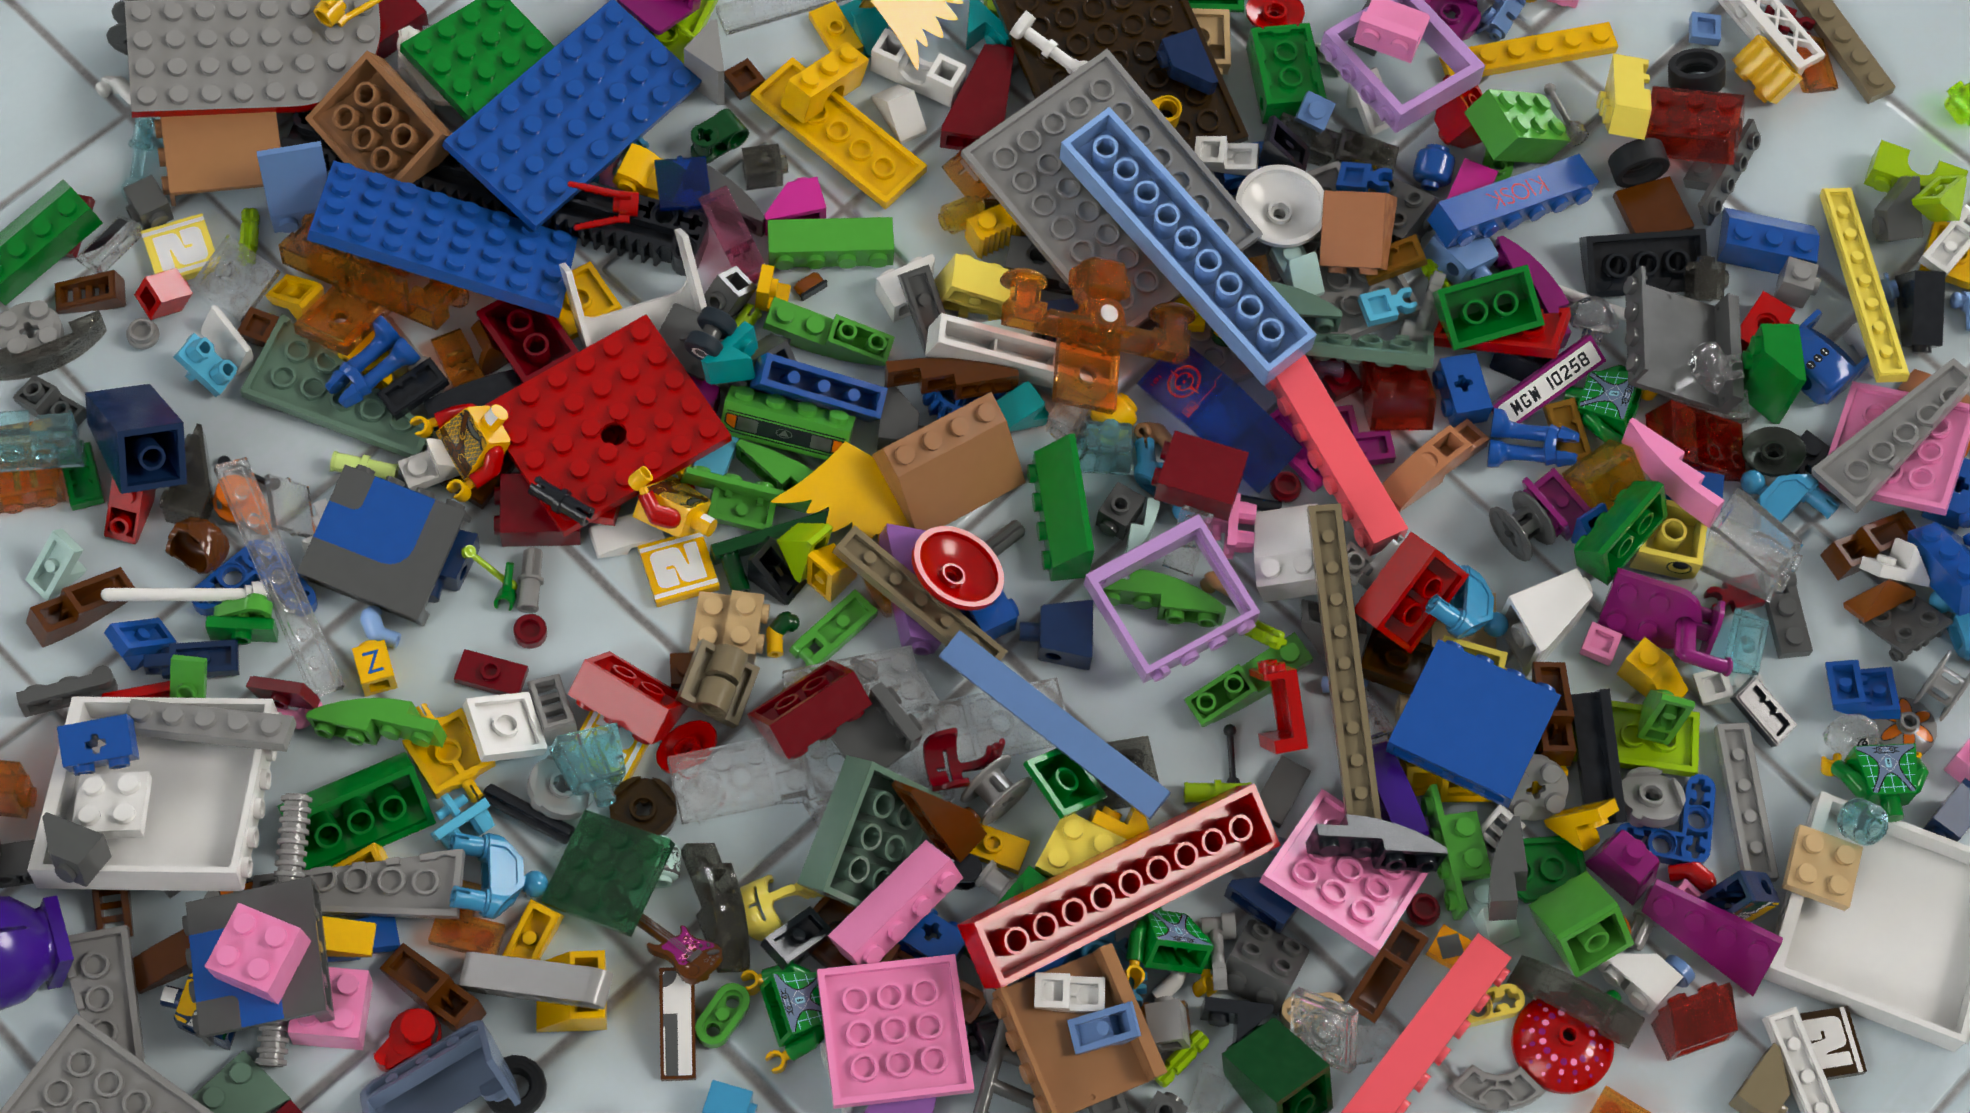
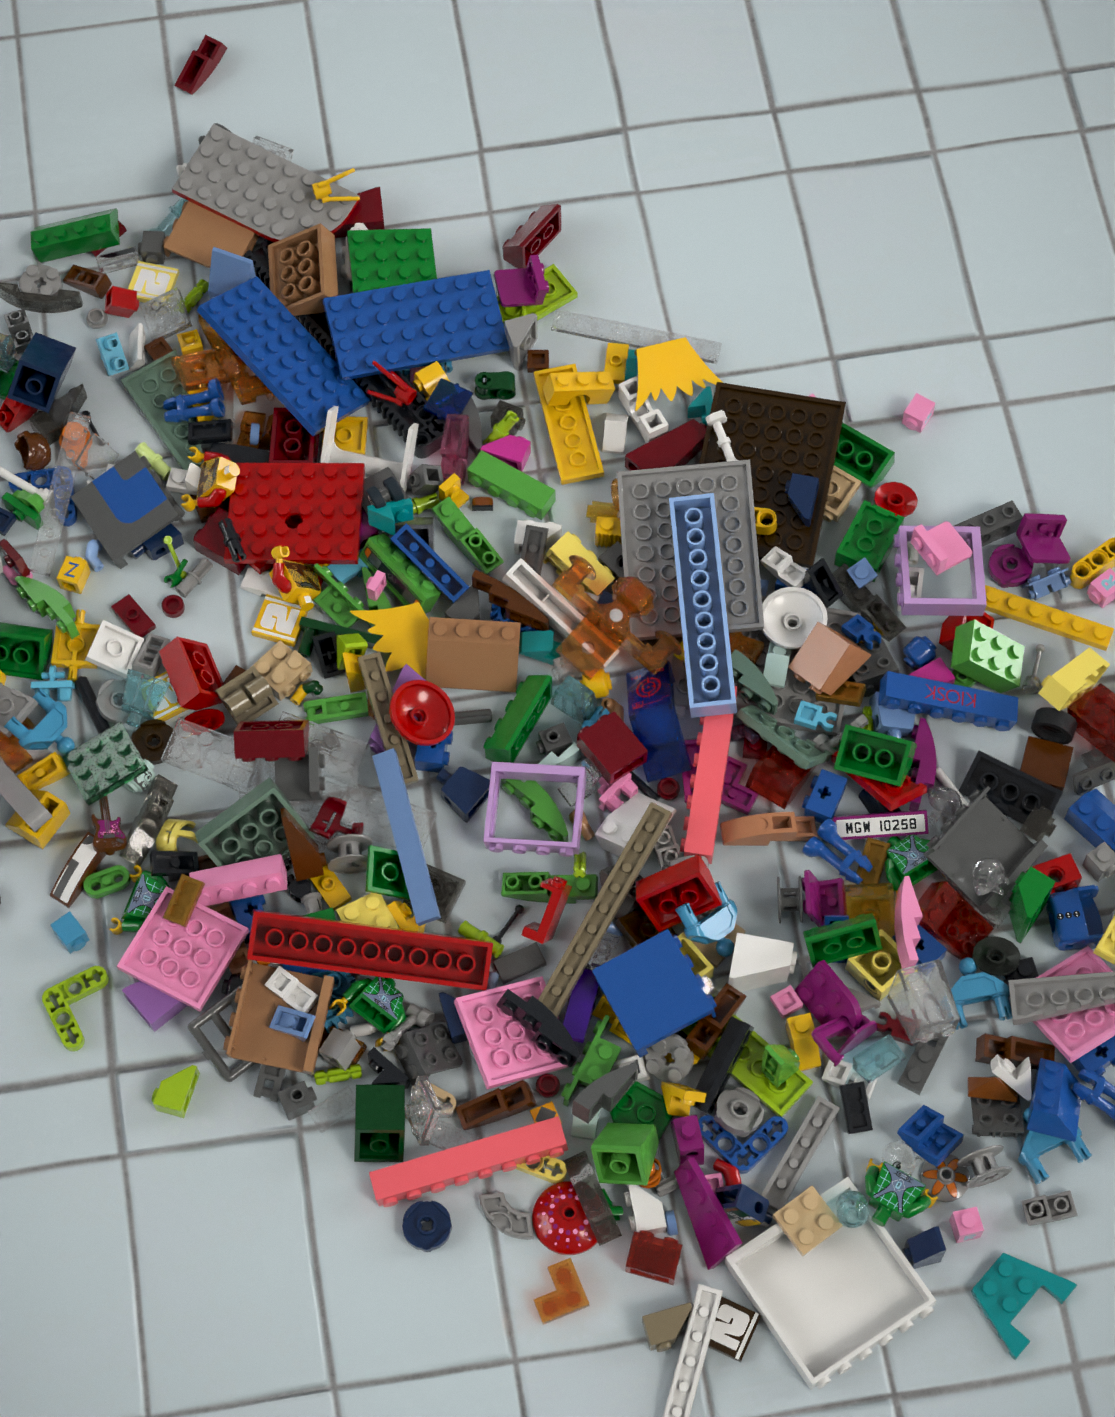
camera: 45 degrees right, 0 degrees up
(470, 359) = (254, 435): none -> medium blue tile
(772, 183) = (502, 428): none -> lime pin
(776, 452) = (376, 585): none -> bright pink plate
(857, 971) = (183, 900): none -> pearl gold plate

